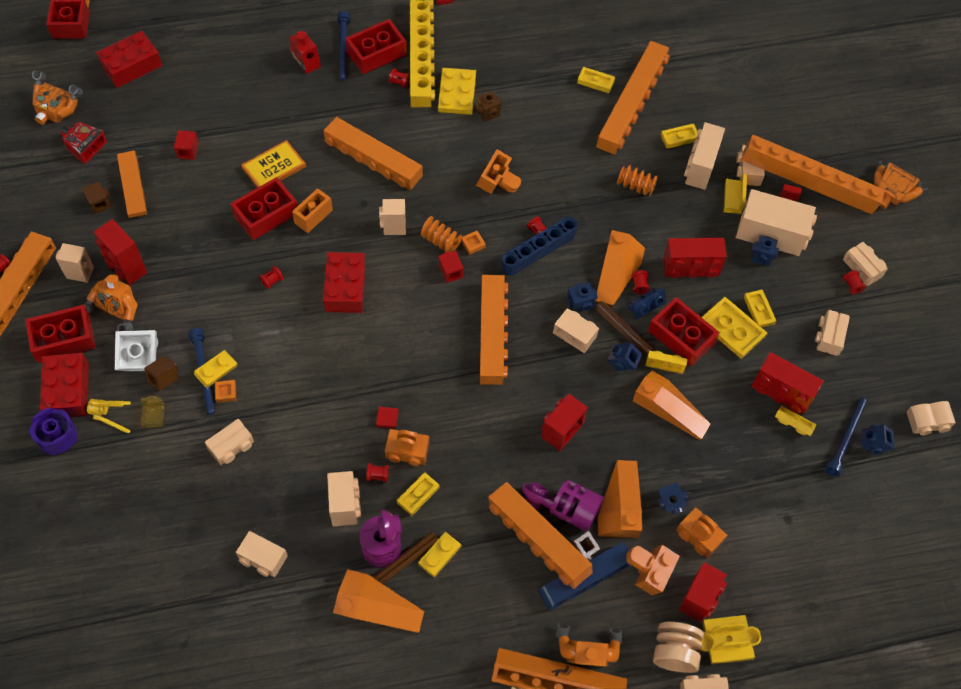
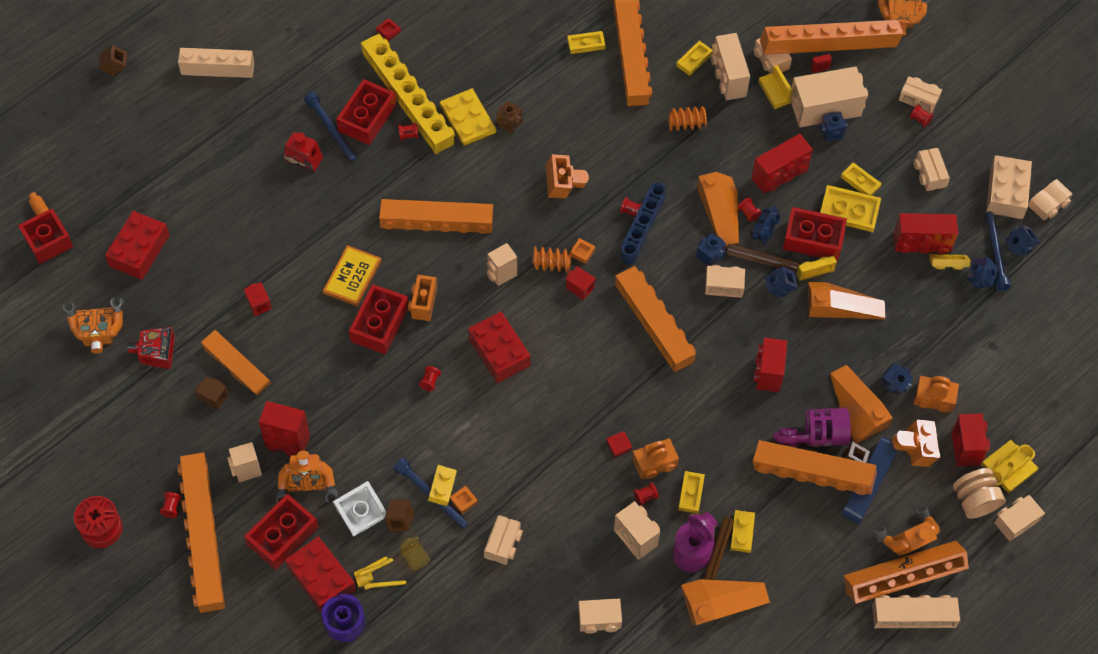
camera: 30 degrees left, 0 degrees up
(819, 447) = (982, 272): none -> dark blue brick
(896, 385) = (1009, 187): none -> light nougat brick

